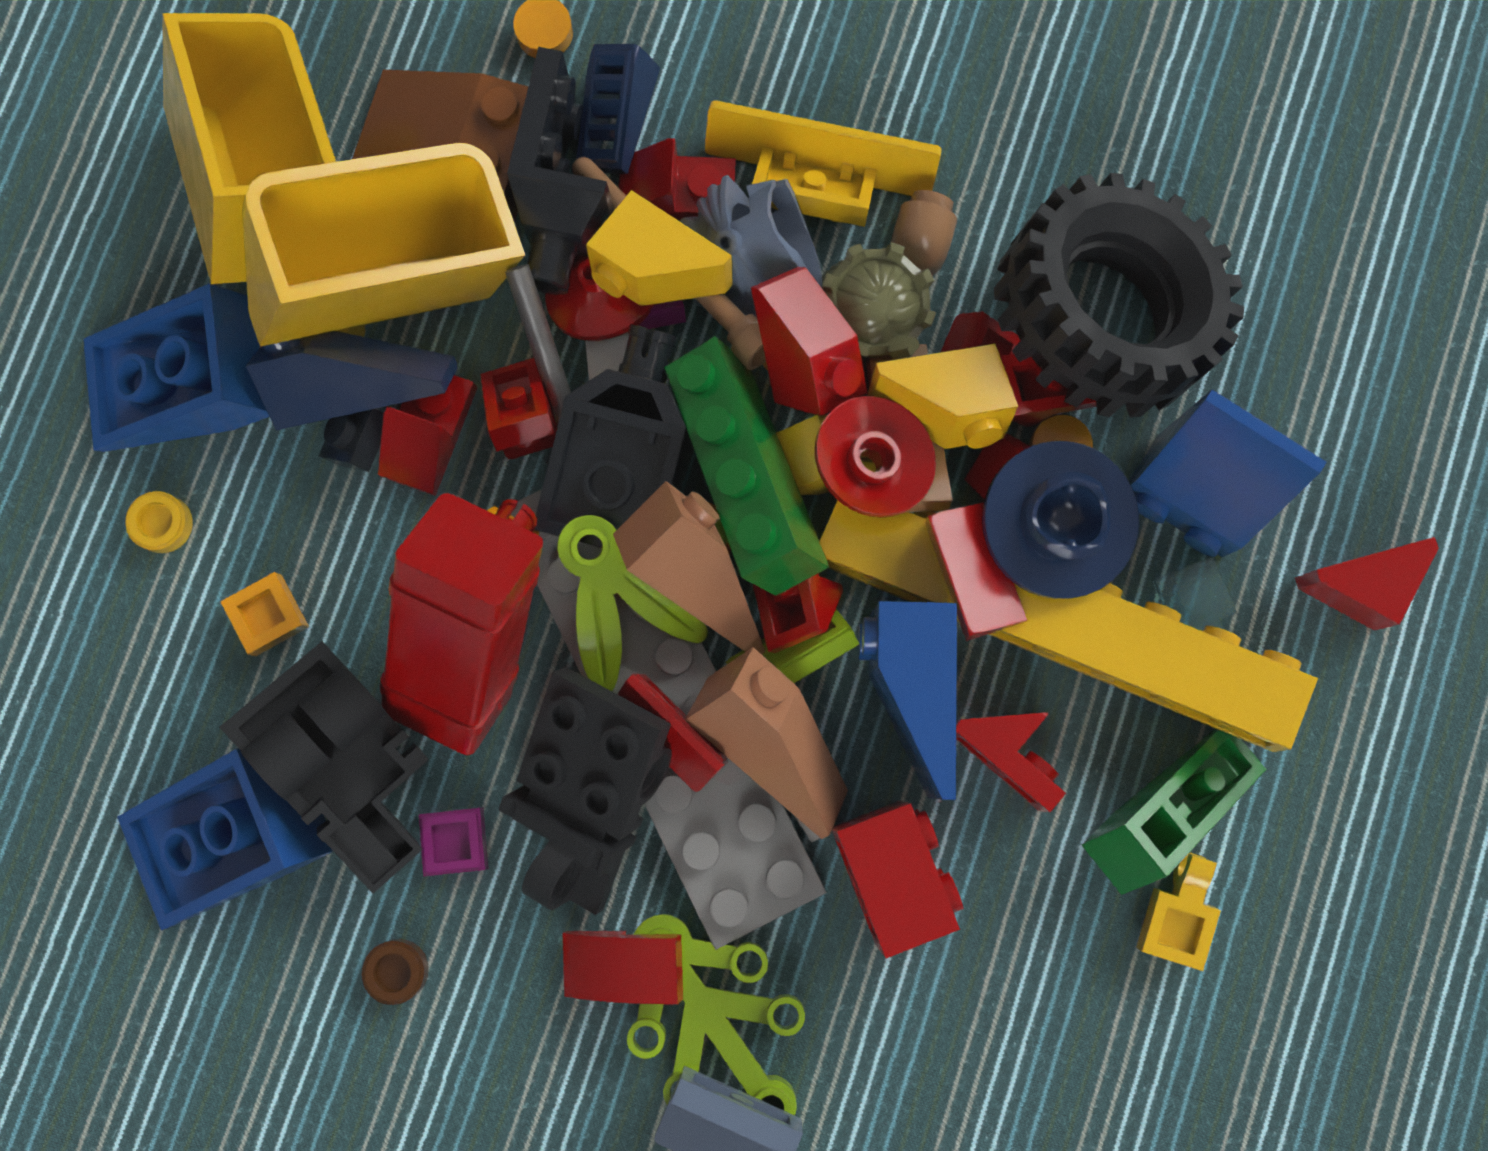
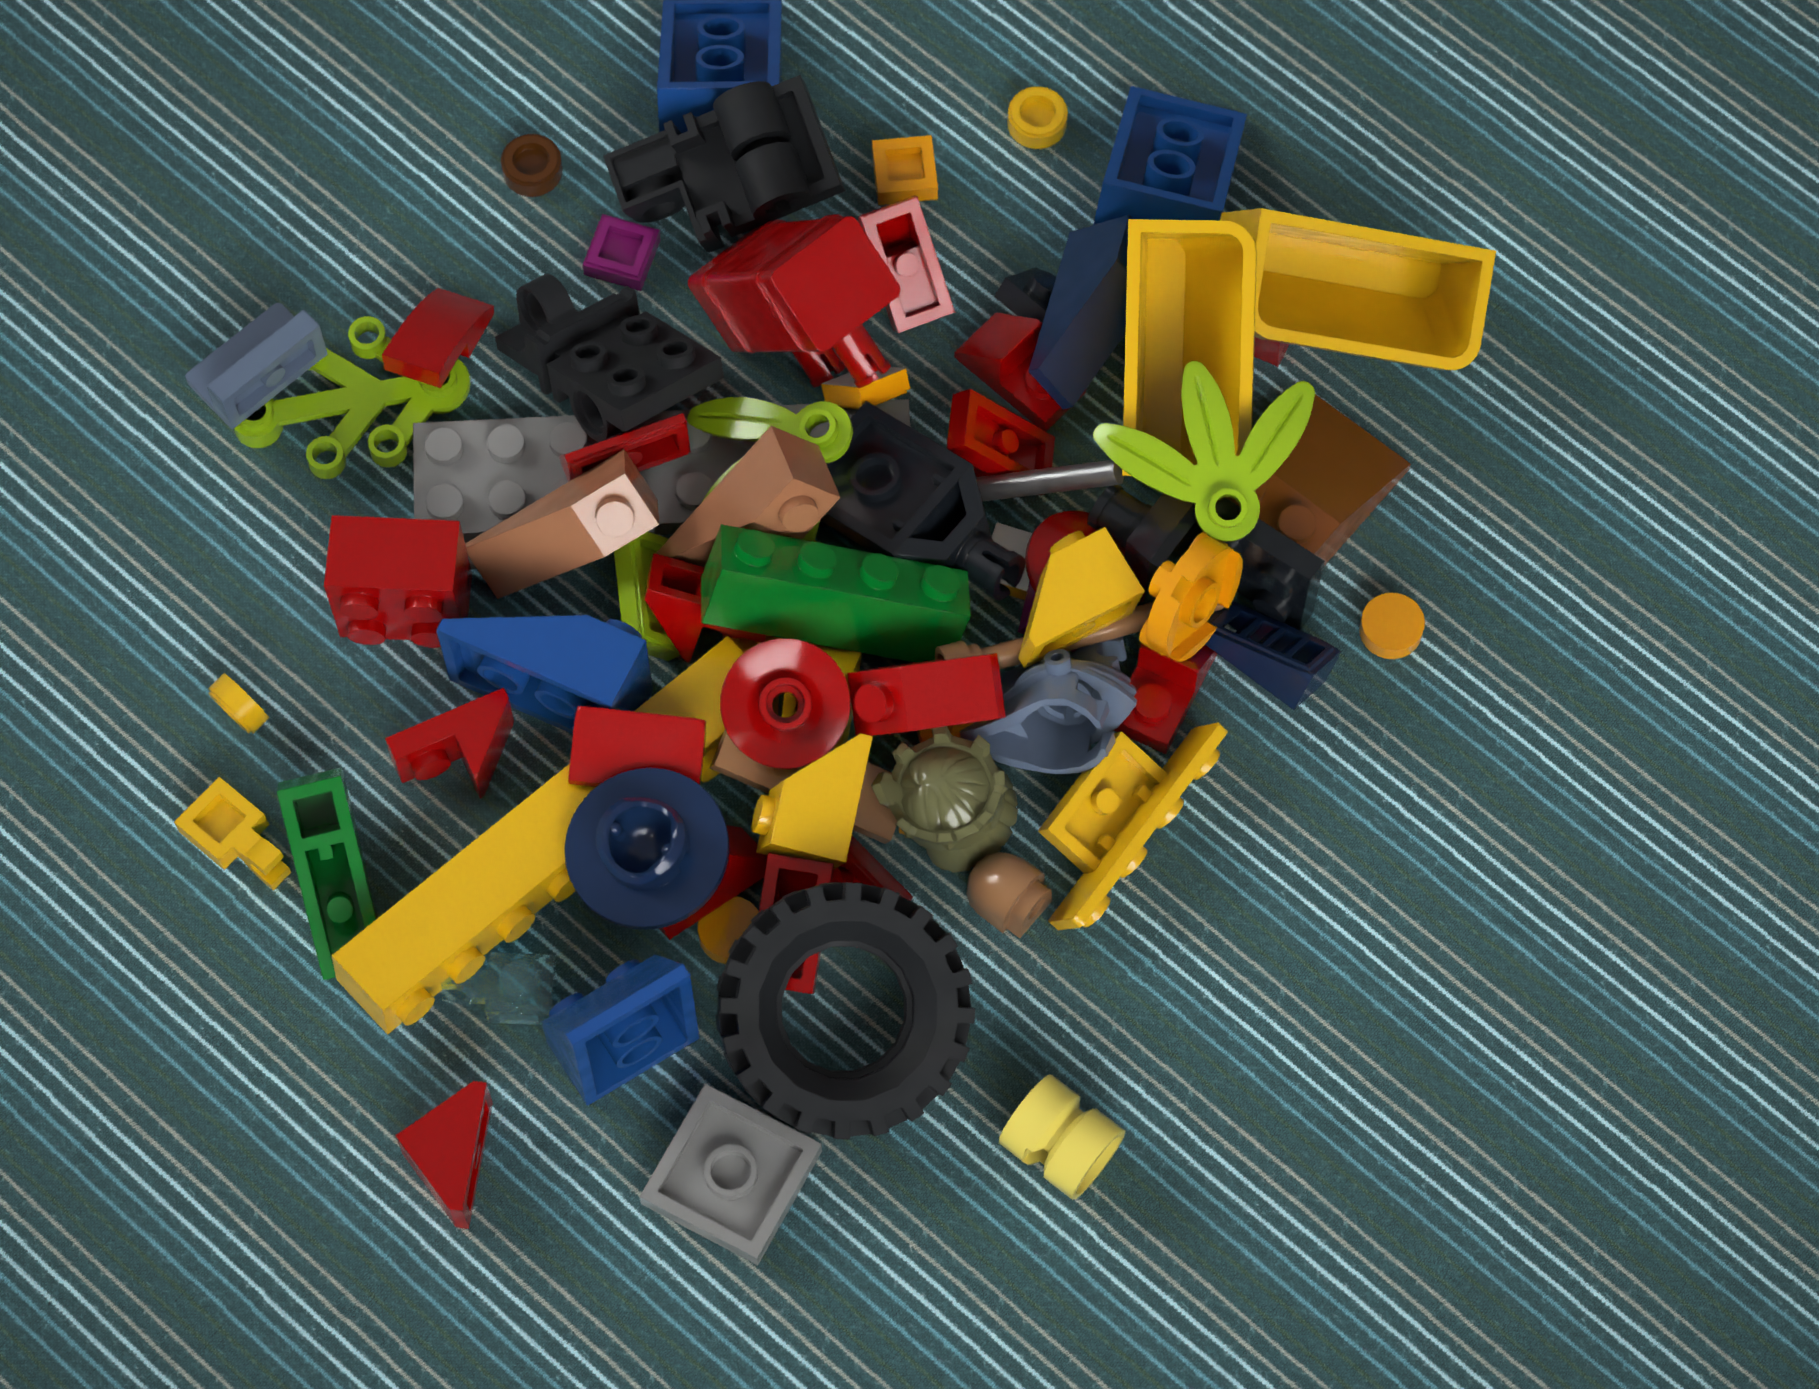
camera: 110 degrees right, 15 degrees down
(359, 567) = (908, 251): none -> slope
(499, 147) = (1211, 437): none -> lime plant
(613, 150) = (1188, 596): none -> light orange plate
(1062, 972) = (237, 704): none -> yellow tile
(1122, 96) = (1061, 1136): none -> light yellow wheel
(1282, 350) = (731, 1174): none -> light grey plate

